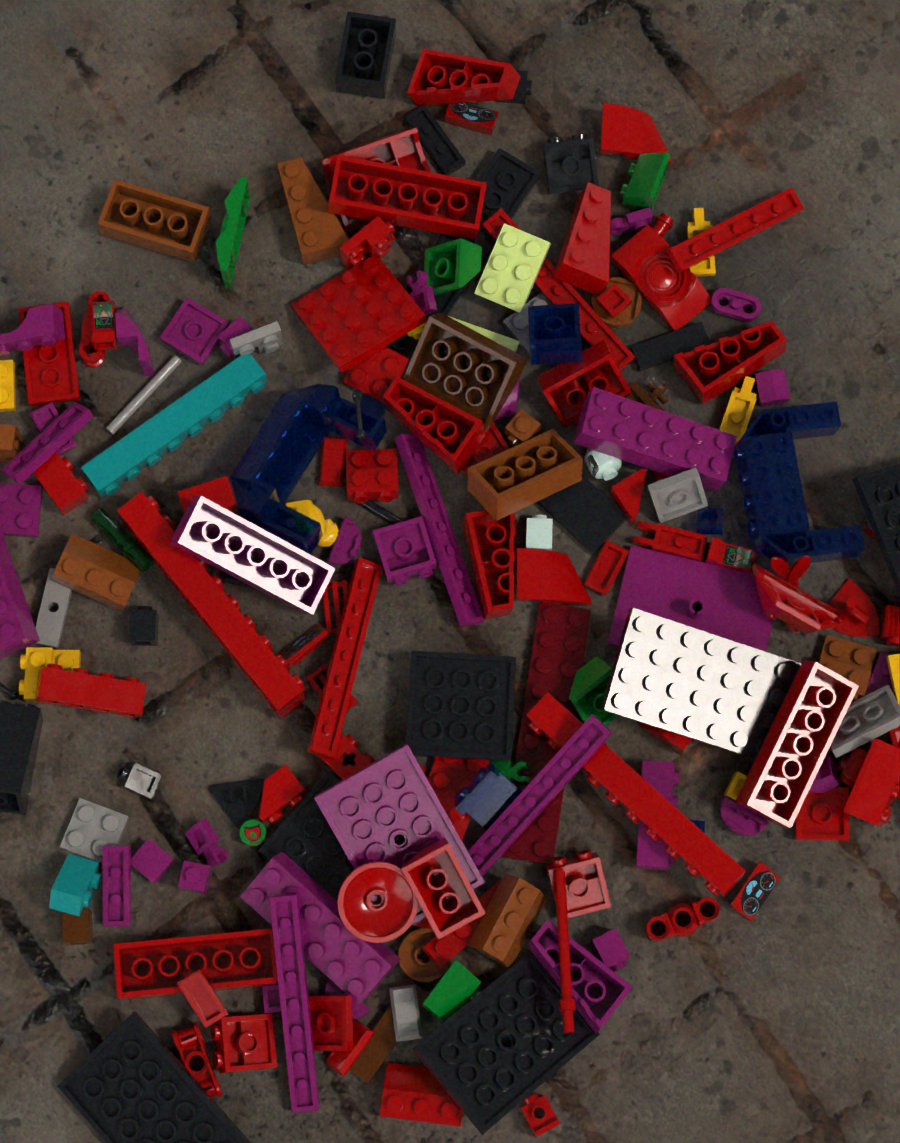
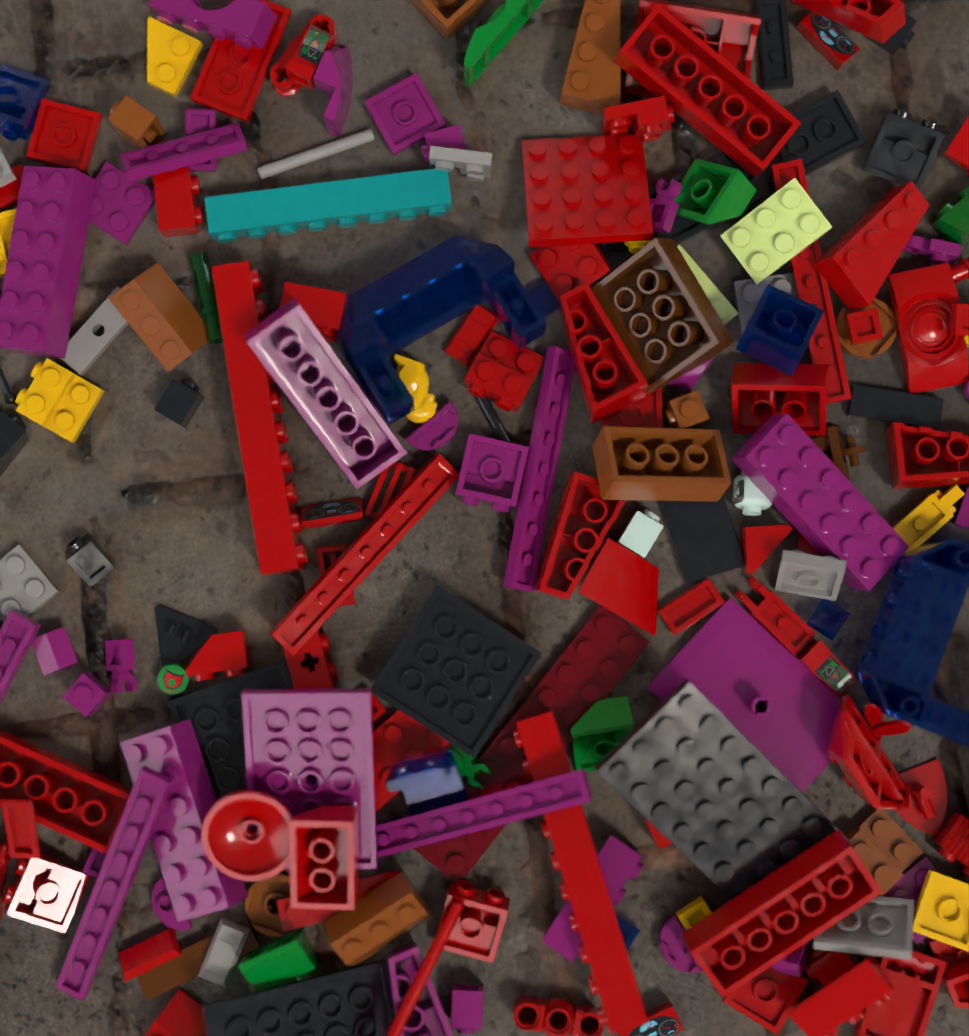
camera: 30 degrees right, 10 degrees up
(89, 691) = (84, 442): red brick -> none
(331, 1022) = (141, 922): red plate -> none
(357, 397) = (531, 282): black hinge -> none

